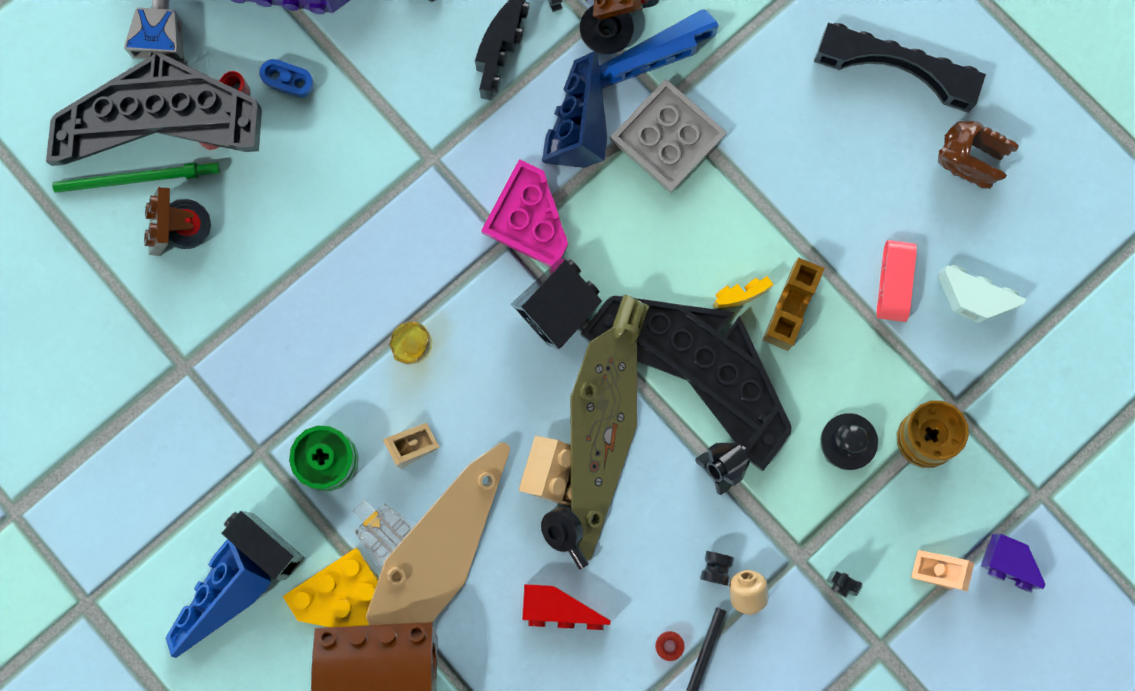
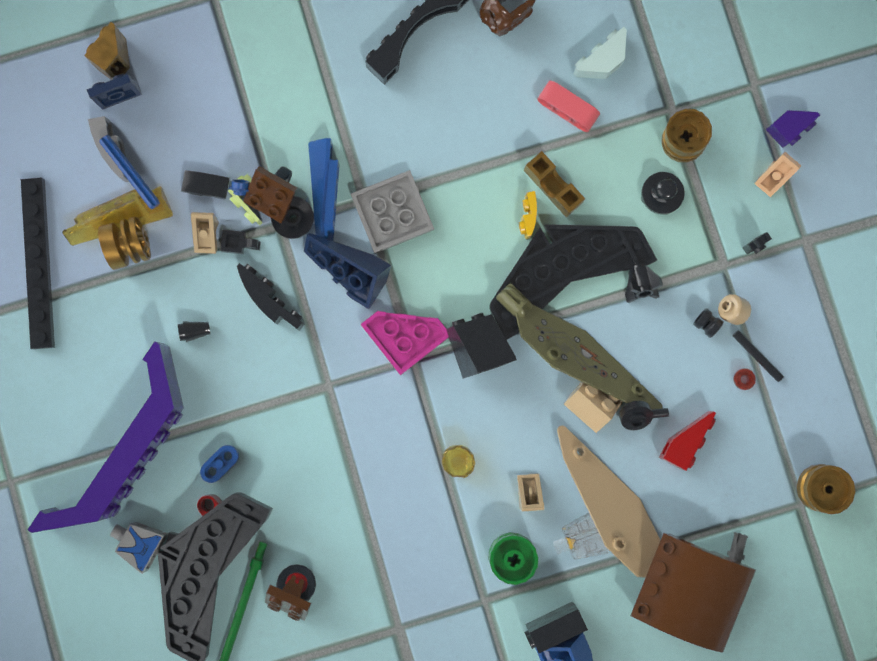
camera: 70 degrees left, 5 degrees up
(336, 594) = (609, 590): yellow plate -> none

